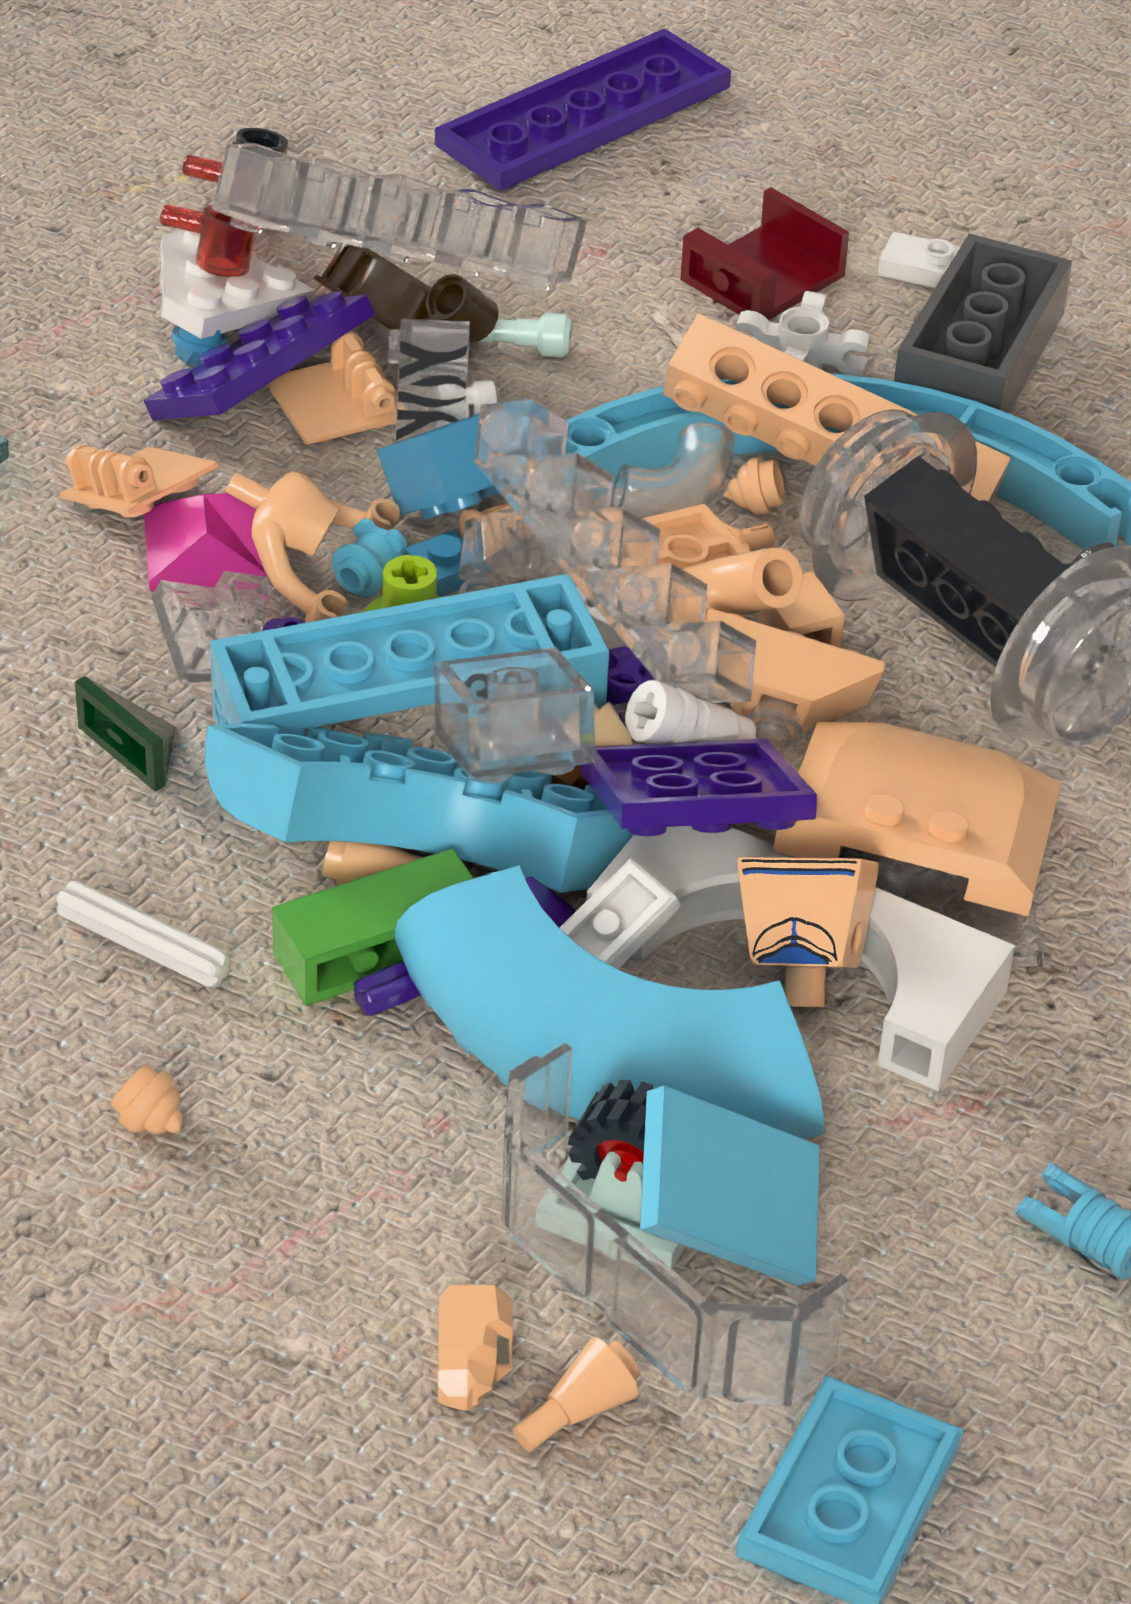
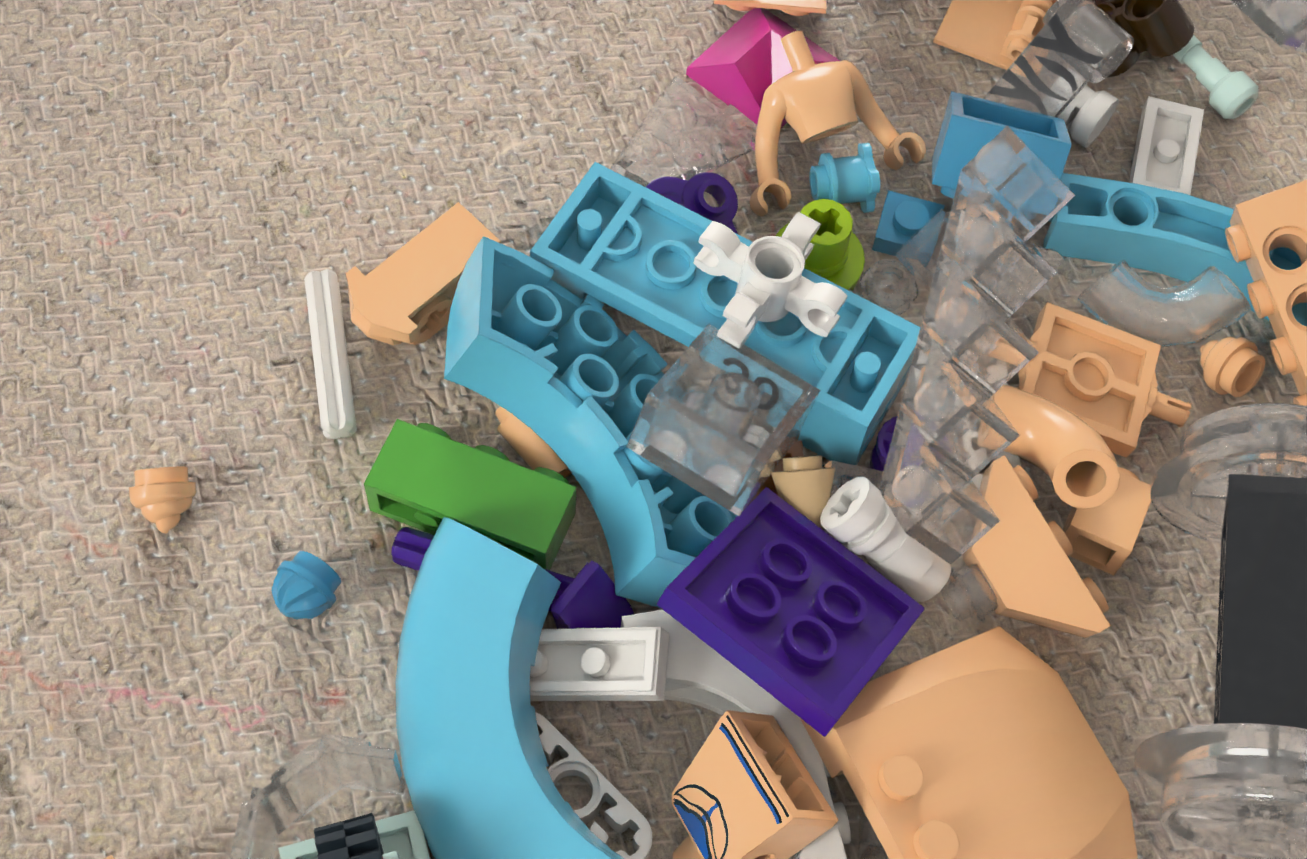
camera: 45 degrees right, 20 degrees up
(125, 731) = (521, 183): dark green slope -> none
(163, 820) = (414, 287): none -> light nougat piece
(335, 1065) = (304, 586): none -> dark azure plate
(442, 604) = (769, 279): none -> white pin
(551, 386) = (1167, 145): none -> white plate

